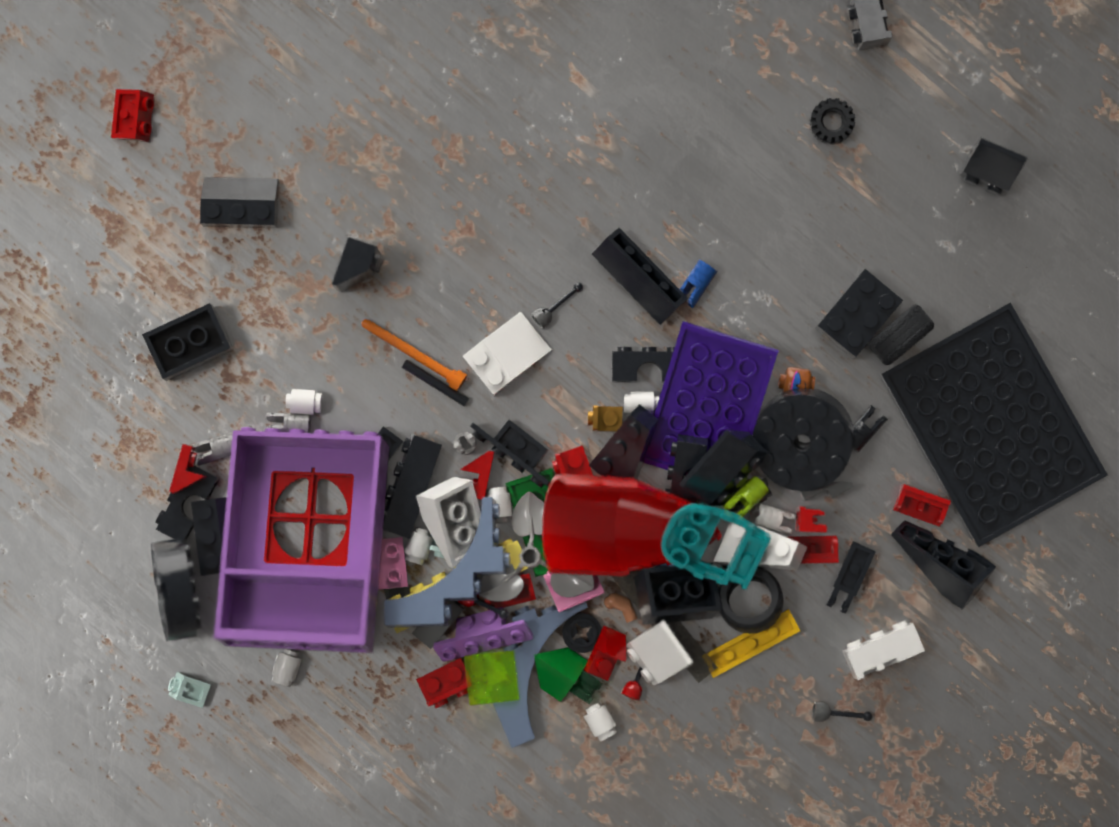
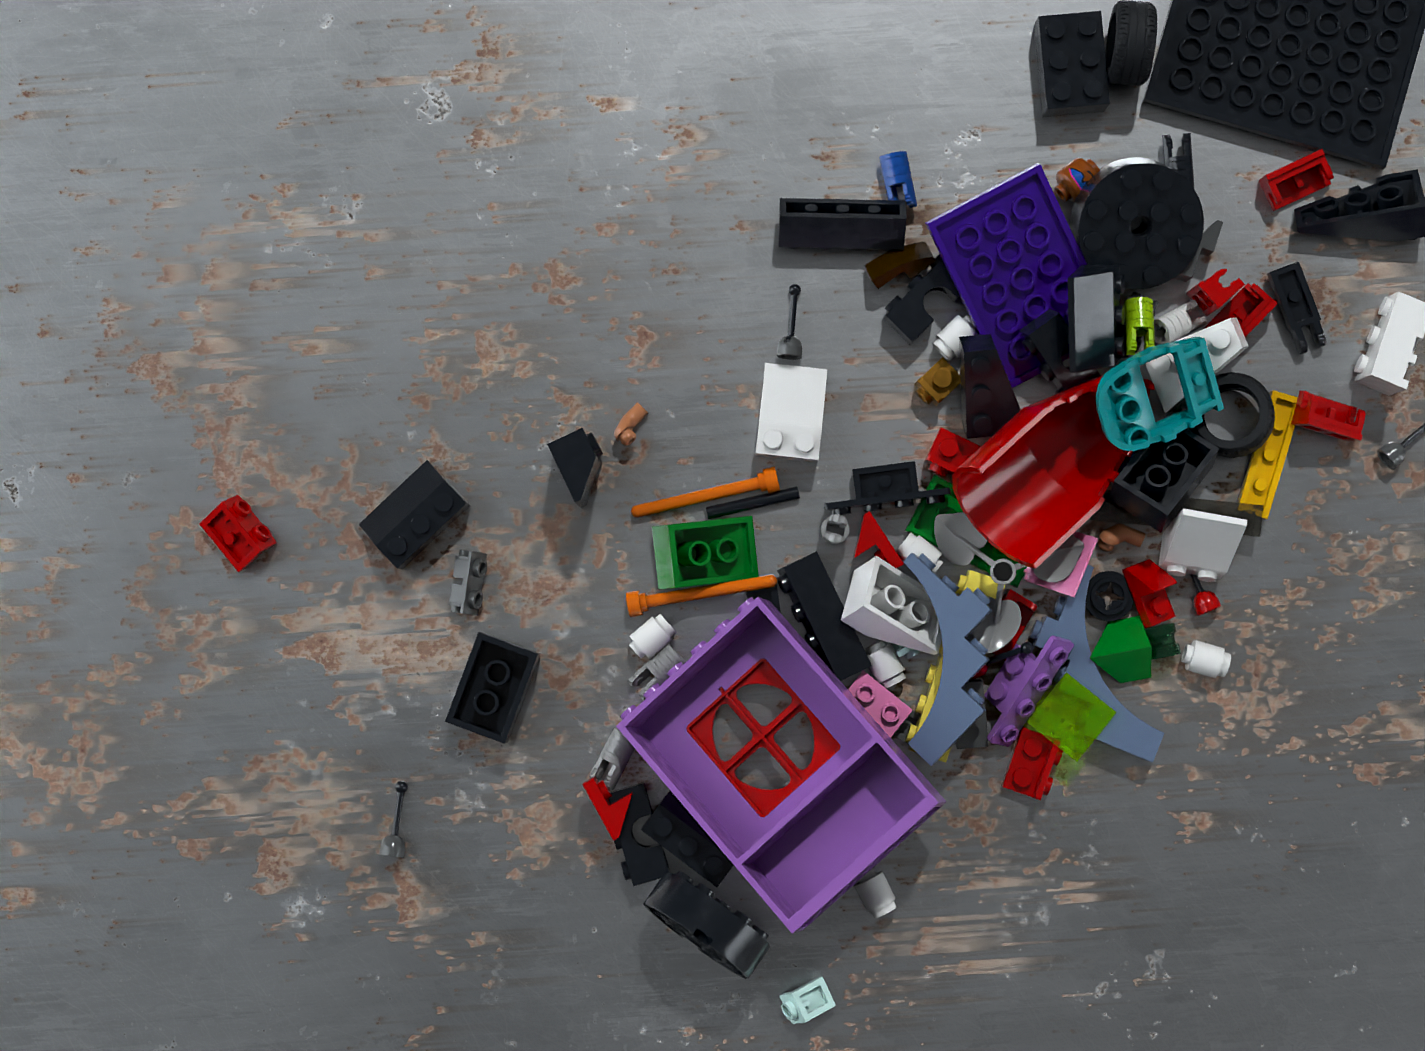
camera: 40 degrees left, 0 degrees up
(47, 374) = (393, 844): none -> hinge
(241, 265) = (472, 568): none -> dark grey hinge
(316, 376) = (641, 602): none -> orange piece
(380, 384) = (705, 552): none -> green slope
(402, 271) = (628, 422): none -> nougat arm
(656, 334) = (910, 260): none -> dark brown slope
(804, 654) = (1328, 417): none -> red hinge

